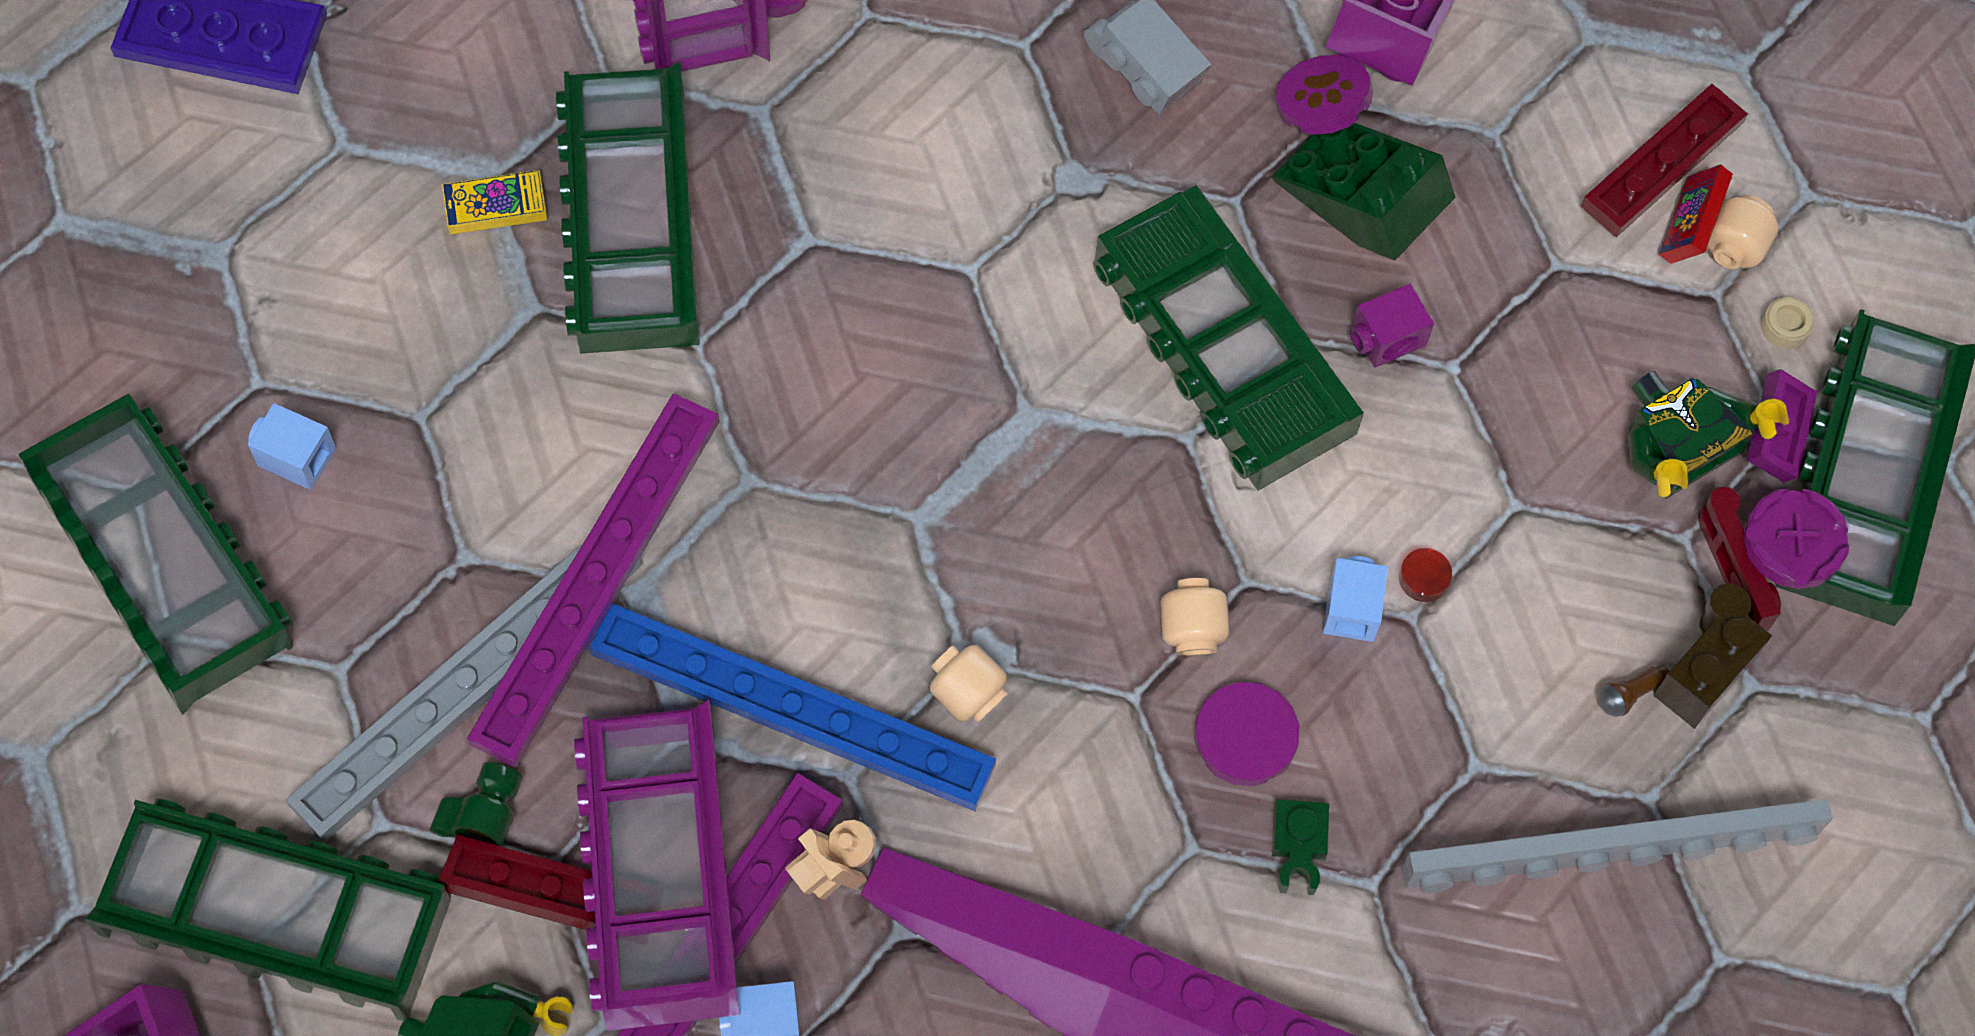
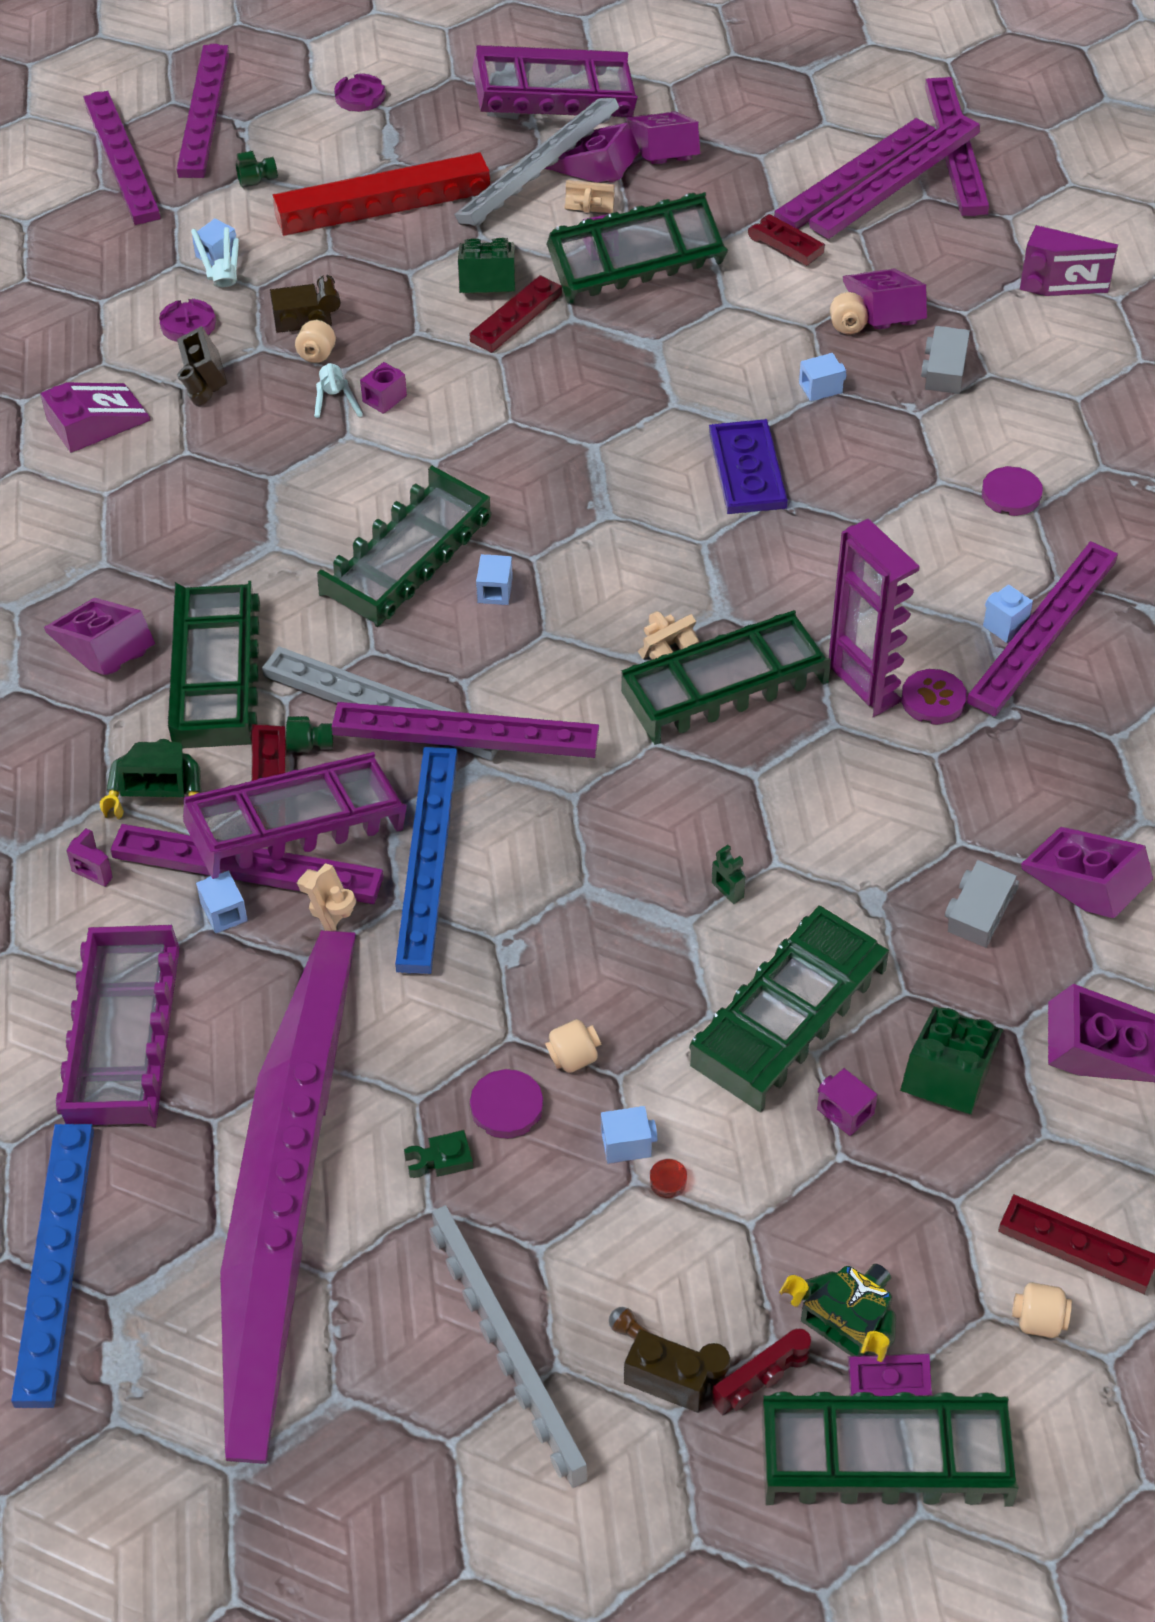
camera: 75 degrees right, 15 degrees down
(494, 202) = (708, 622): tile -> none
(514, 254) = (665, 632): none -> light nougat hips
(968, 683) = (476, 938): light nougat head -> none
(992, 328) = (728, 875): none -> dark green plate
(1324, 94) = (1009, 1012): magenta tile -> none
(1696, 214) = (1040, 1274): red tile -> none
(1787, 322) = (986, 1366): tan tile -> none
(1796, 538) = (787, 1391): magenta tile -> none

